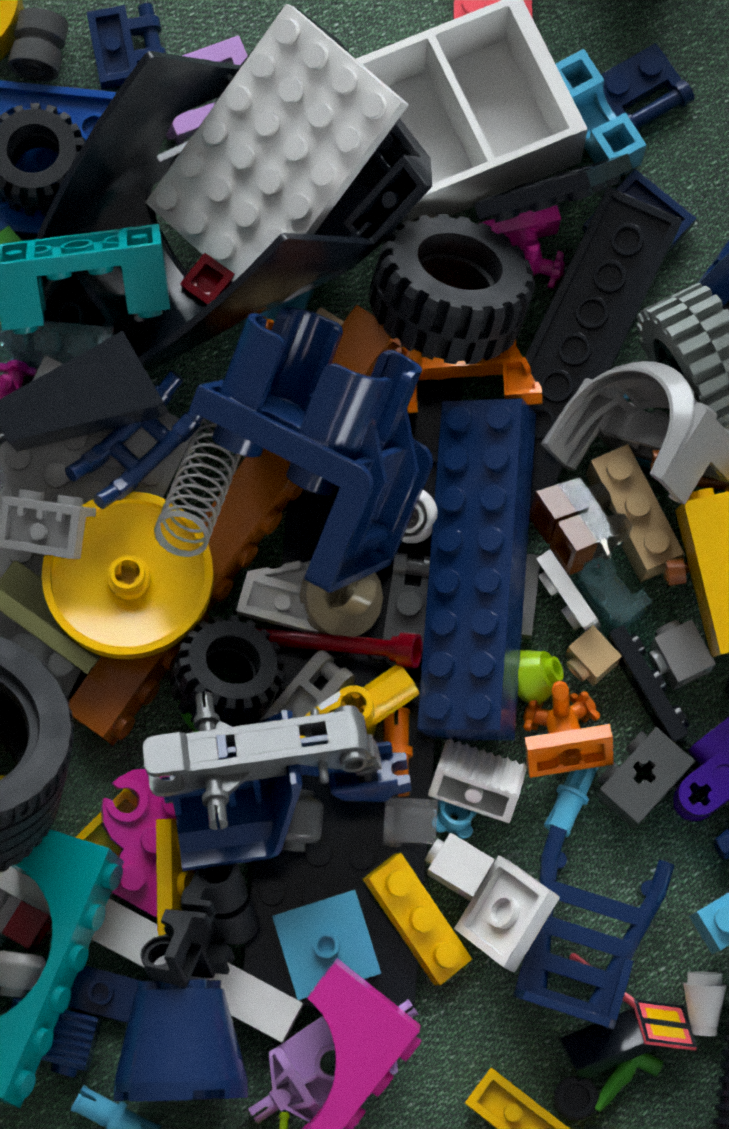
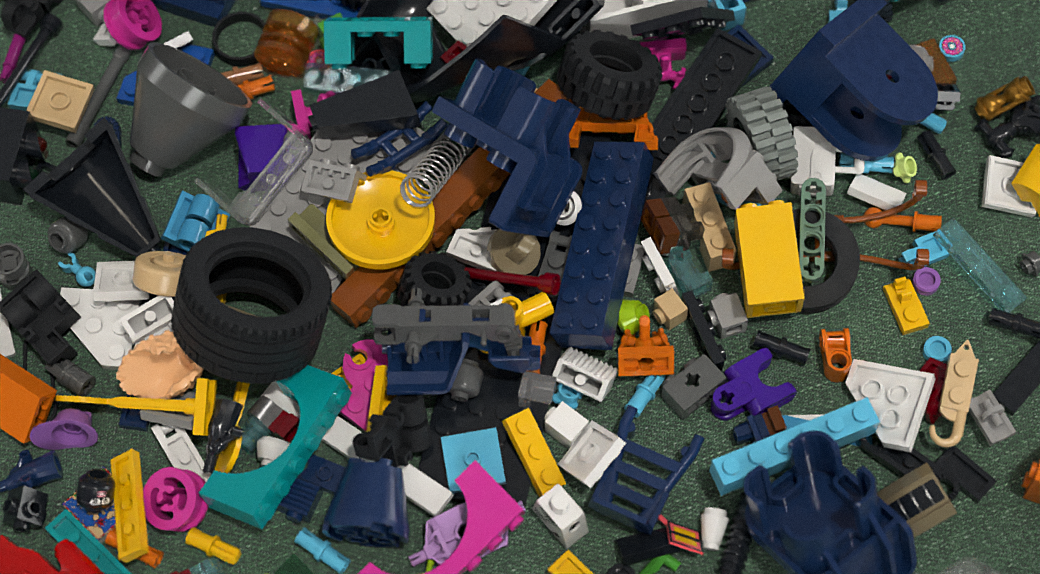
camera: 10 degrees right, 10 degrees down
(472, 1014) = (559, 513): none -> white torso

